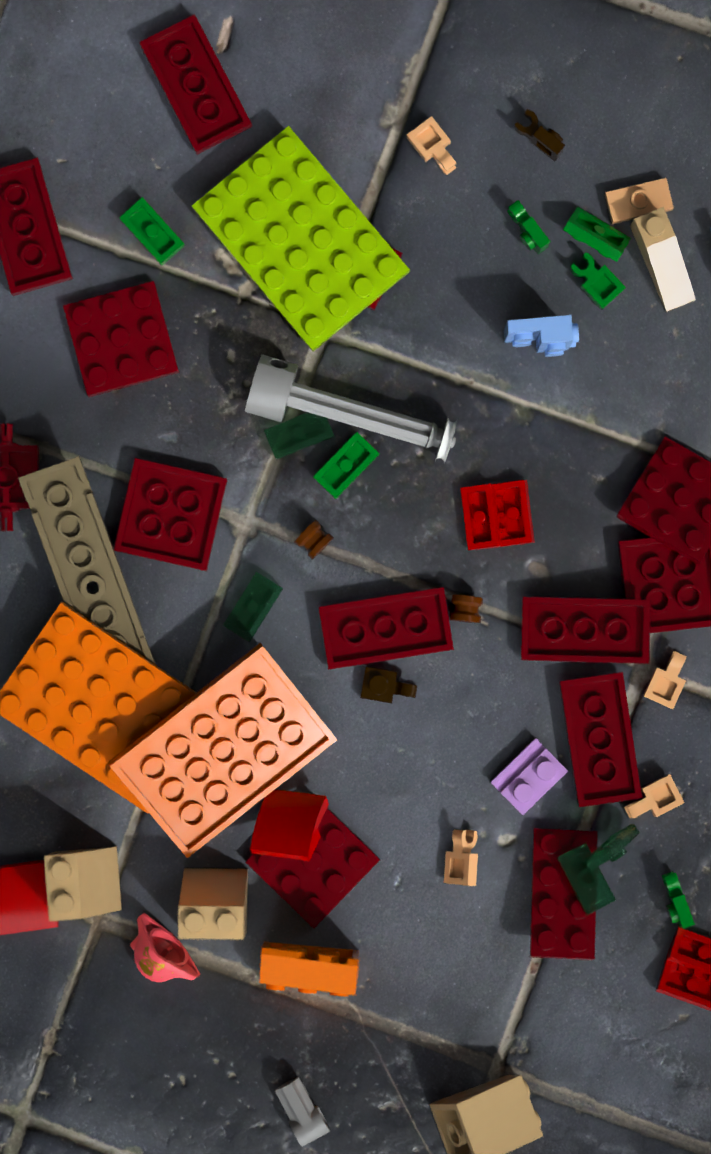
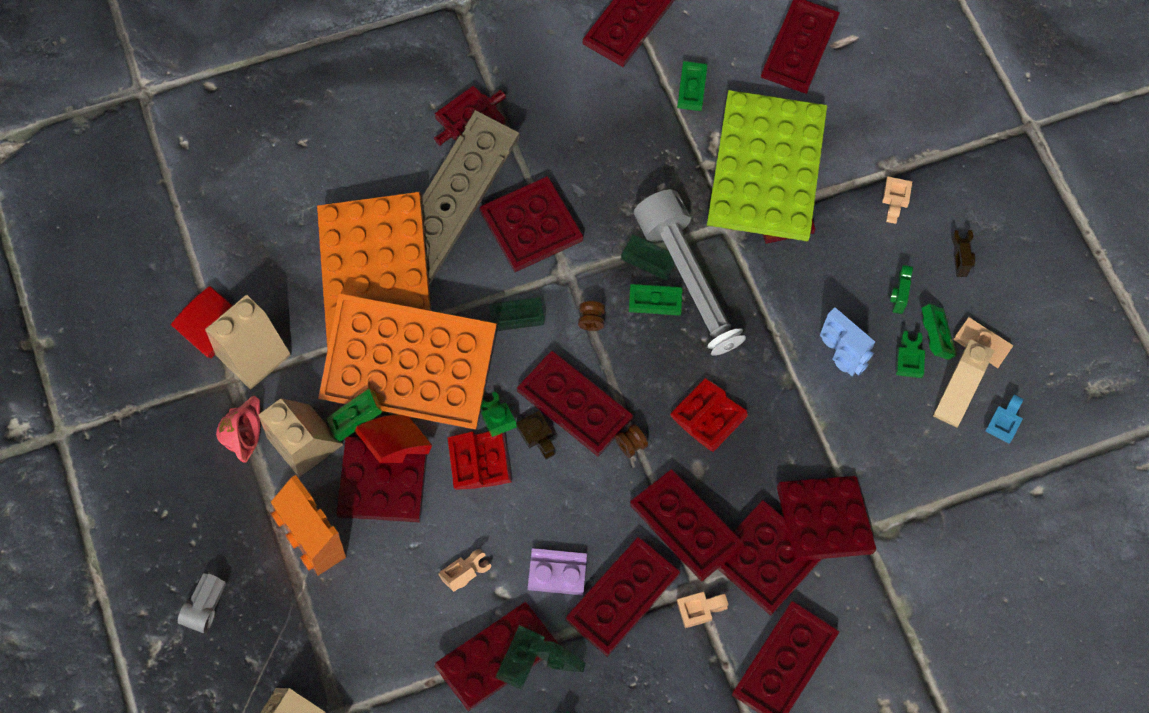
camera: 45 degrees right, 20 degrees down
(121, 339) = (612, 119): dark red plate -> none
(234, 840) = (356, 412): none -> green plate
(342, 710) = (497, 416): none -> green plate
(367, 758) = (479, 460): none -> red slope
(658, 797) = (618, 667): light nougat plate -> none

